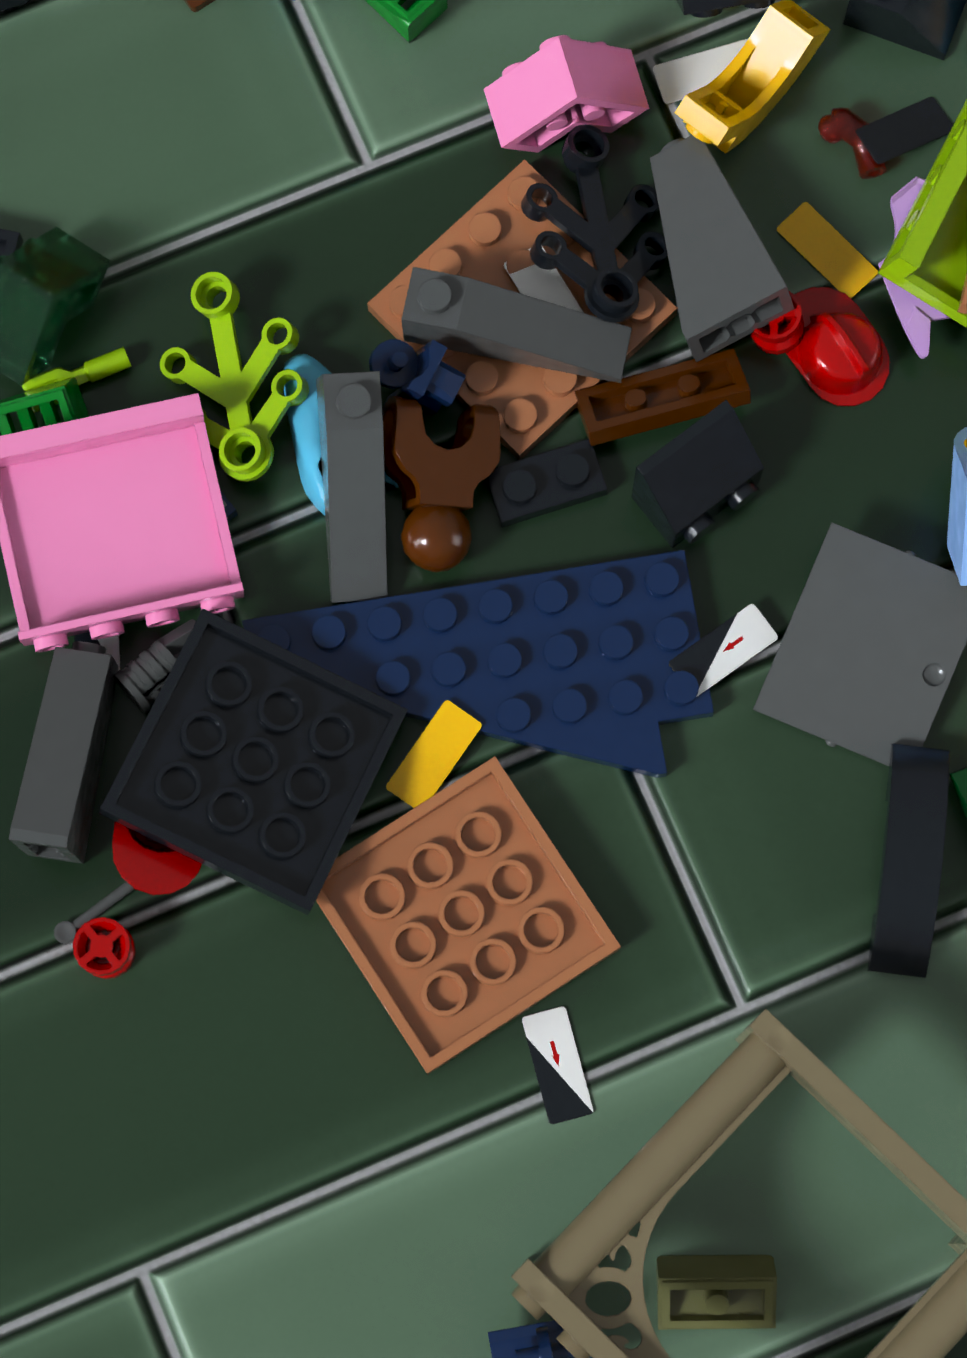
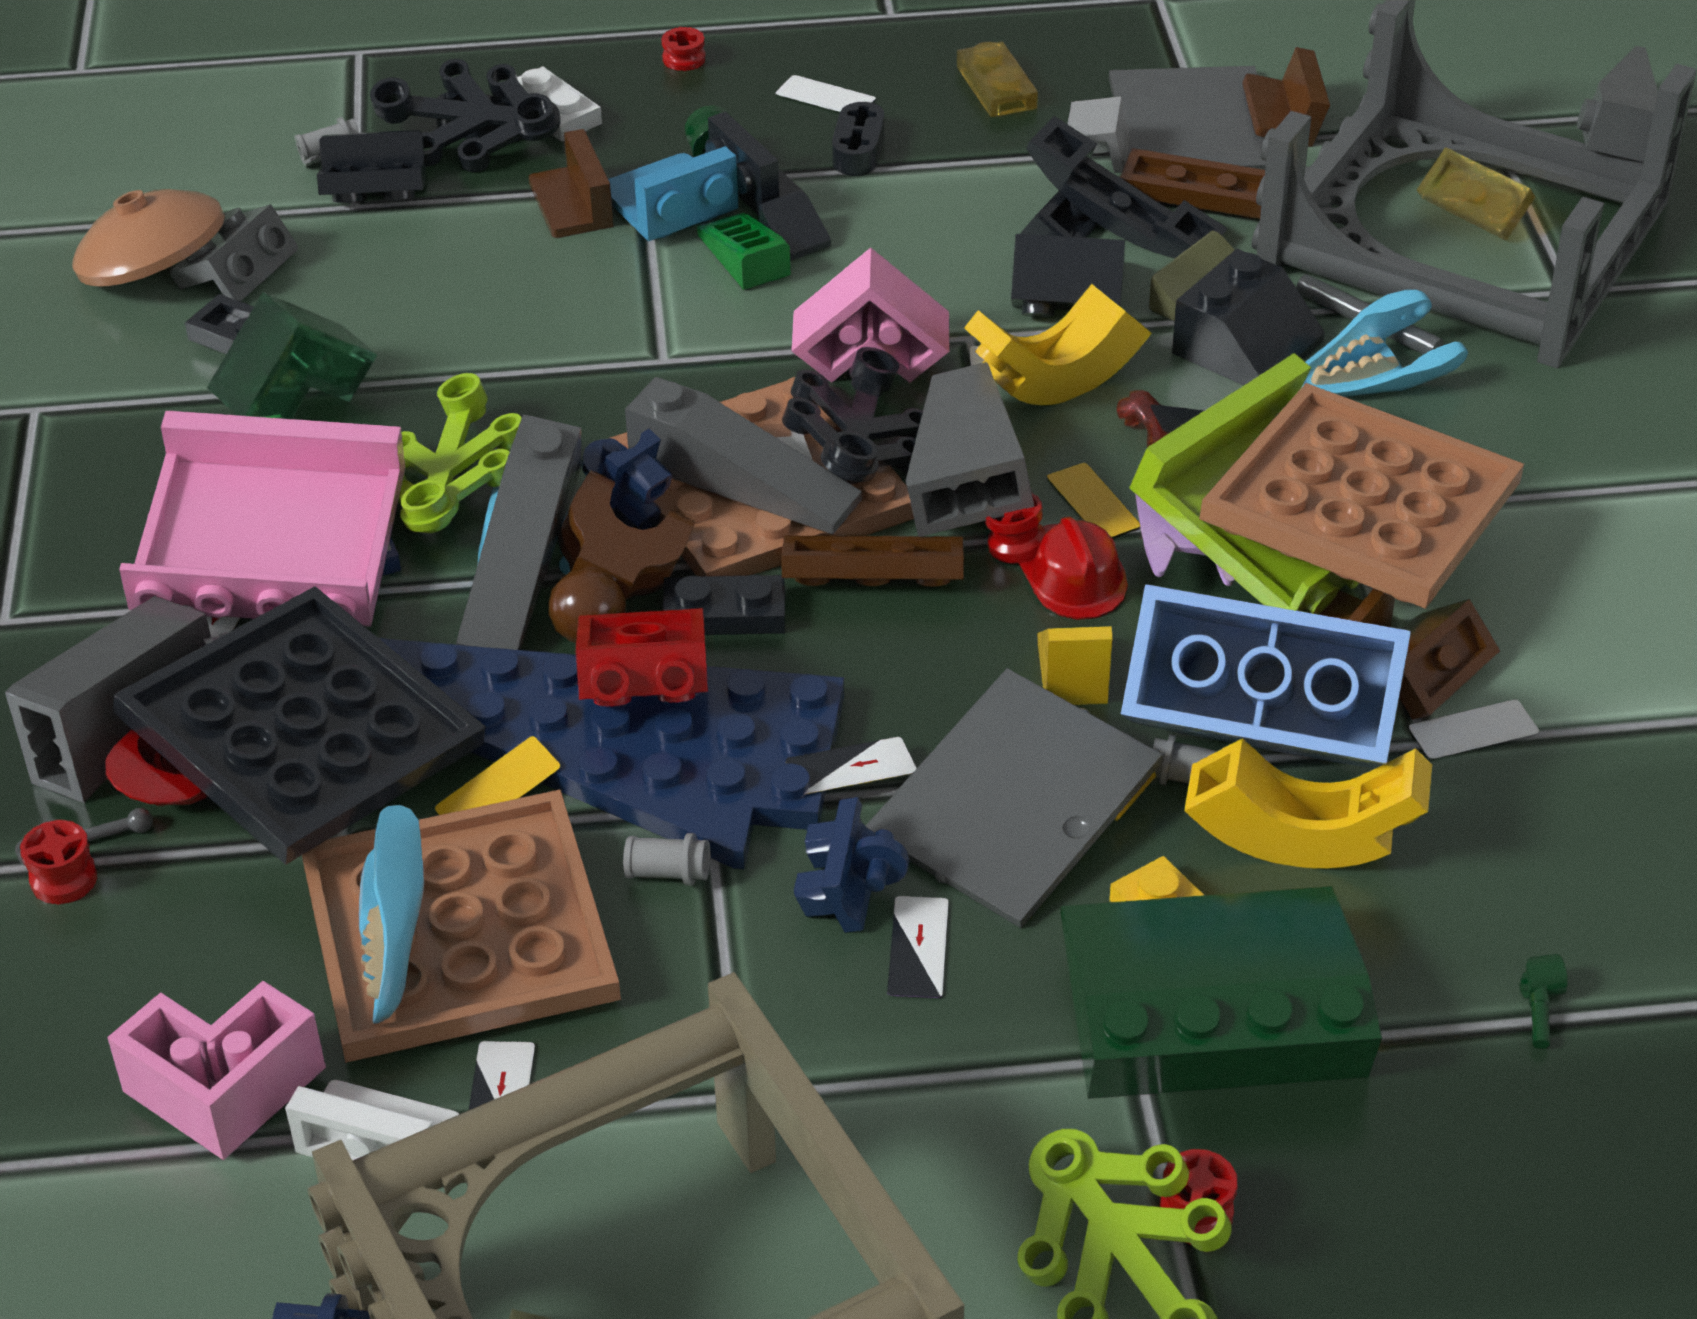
camera: 15 degrees right, 35 degrees down
(347, 1145) = (218, 1077): none -> bright pink brick
(426, 953) = (390, 907): none -> medium azure animal
(479, 1130) = (357, 1116): none -> white panel
(516, 598) = (641, 656): none -> red plate
(606, 796) = (667, 858): none -> light grey pin
(698, 476) = (878, 603): black slope -> none
(754, 742) = (853, 863): none -> dark blue hips
(834, 818) = (918, 947): none -> sticker
(873, 469) = (1076, 663): none -> yellow slope
(910, 861) = (979, 993): black slope -> none

